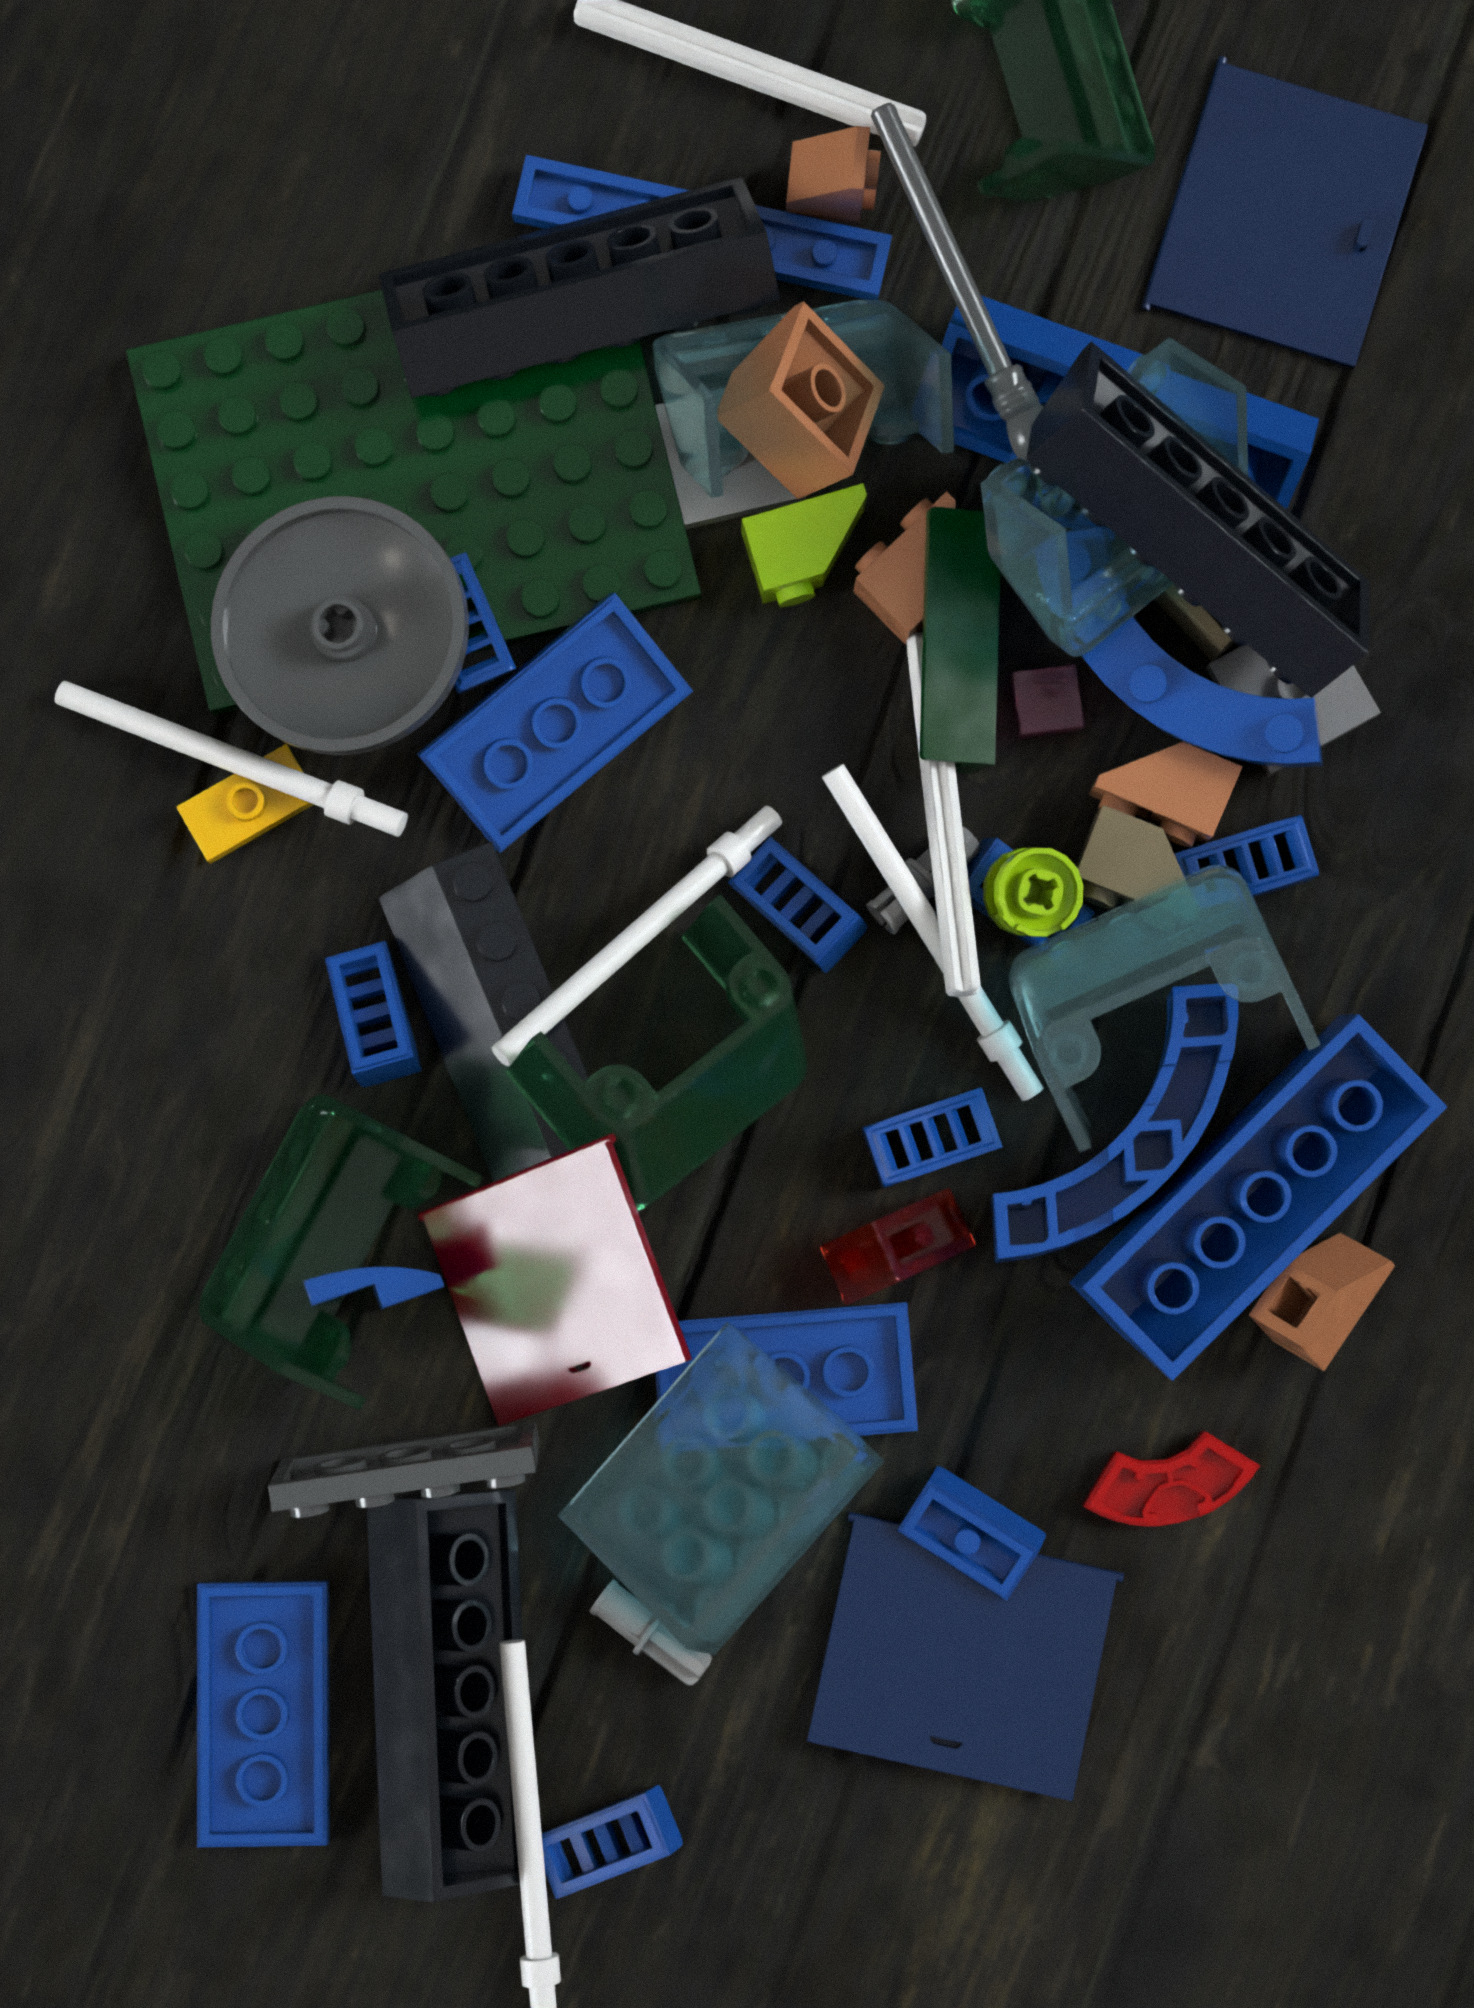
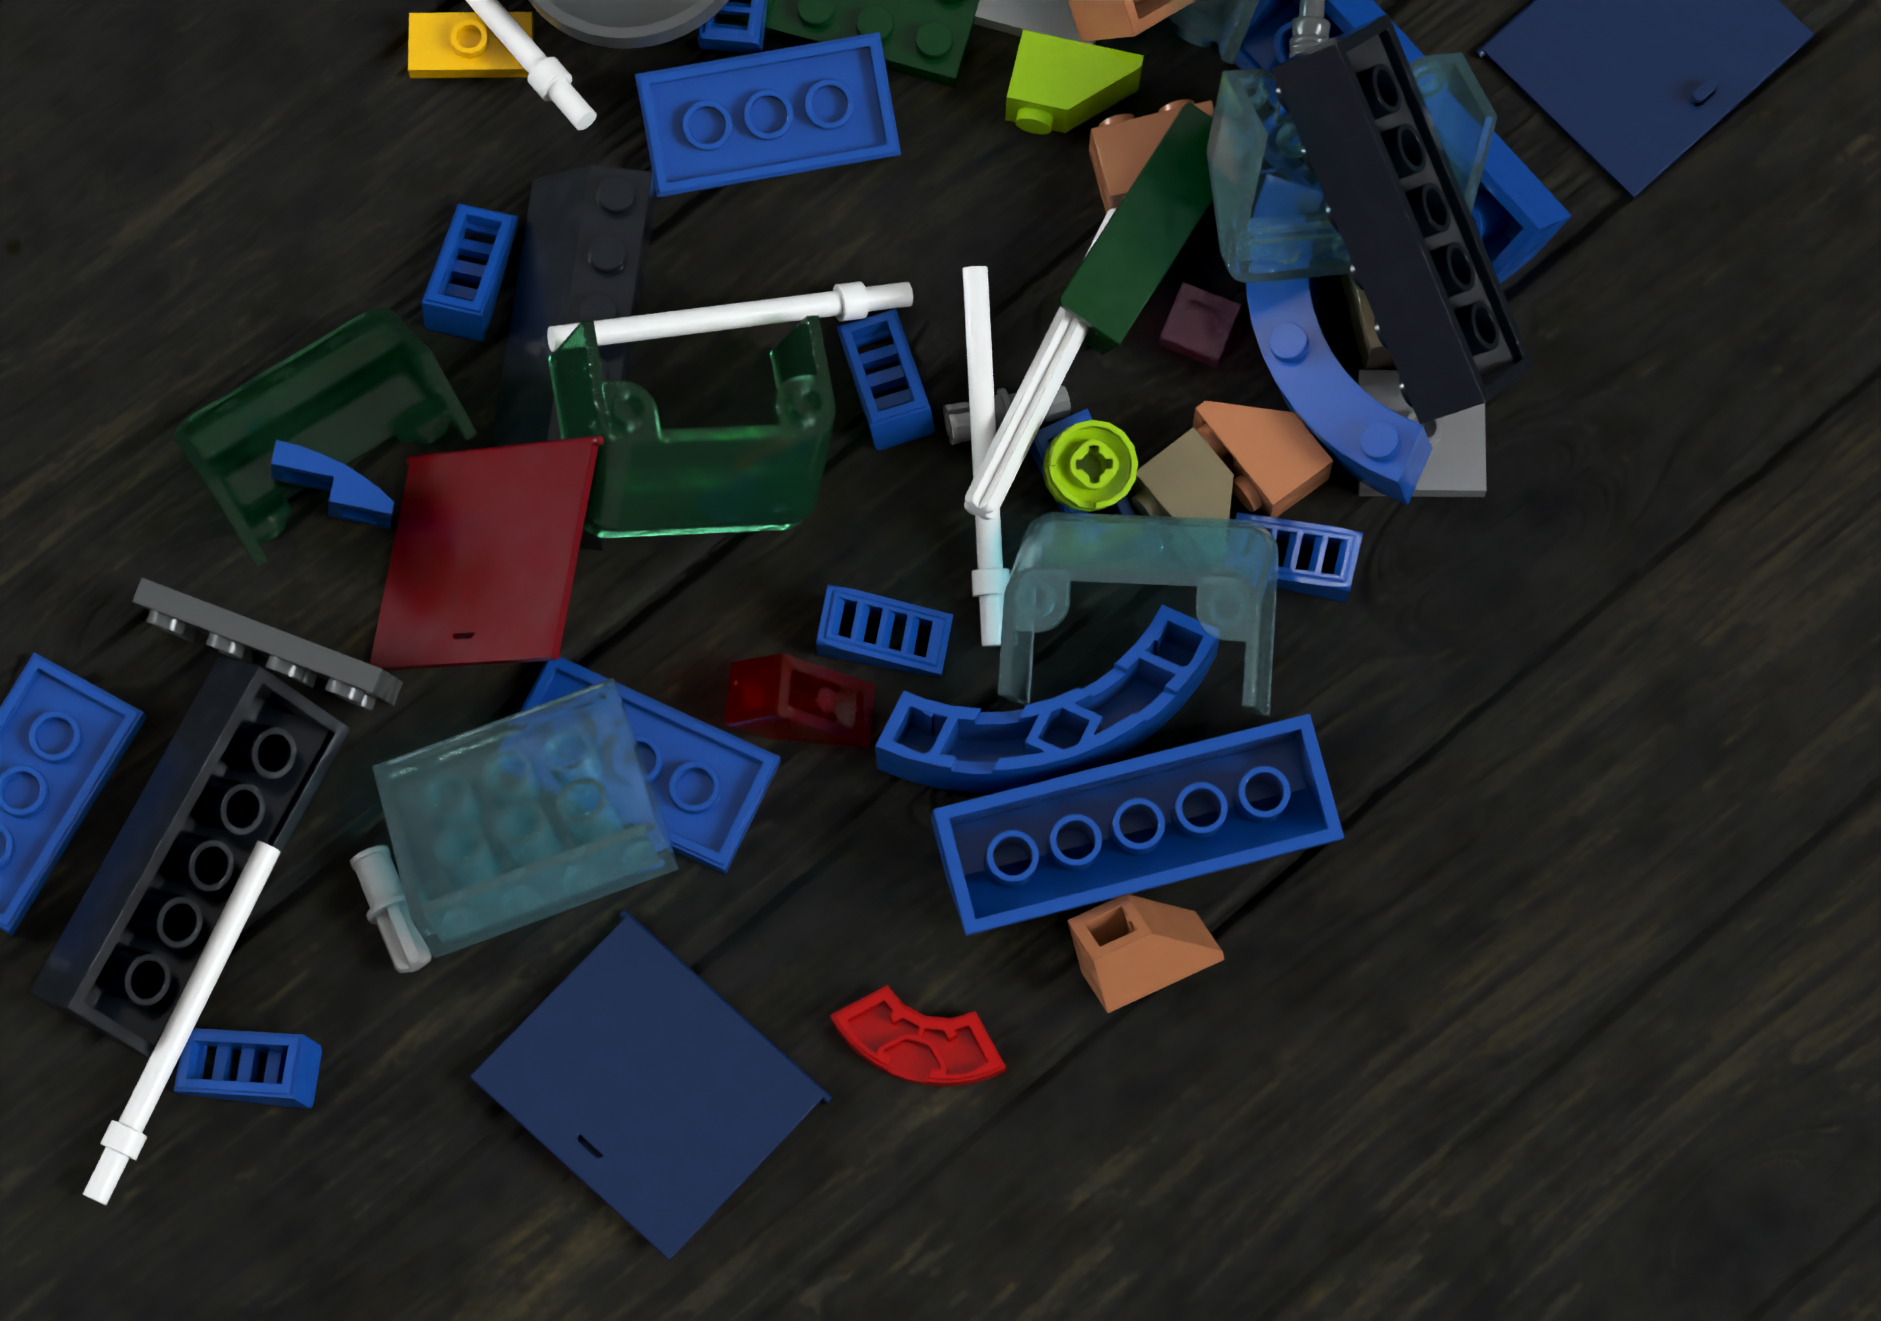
camera: 30 degrees right, 10 degrees down
(972, 1532) = (720, 983): blue slope -> none

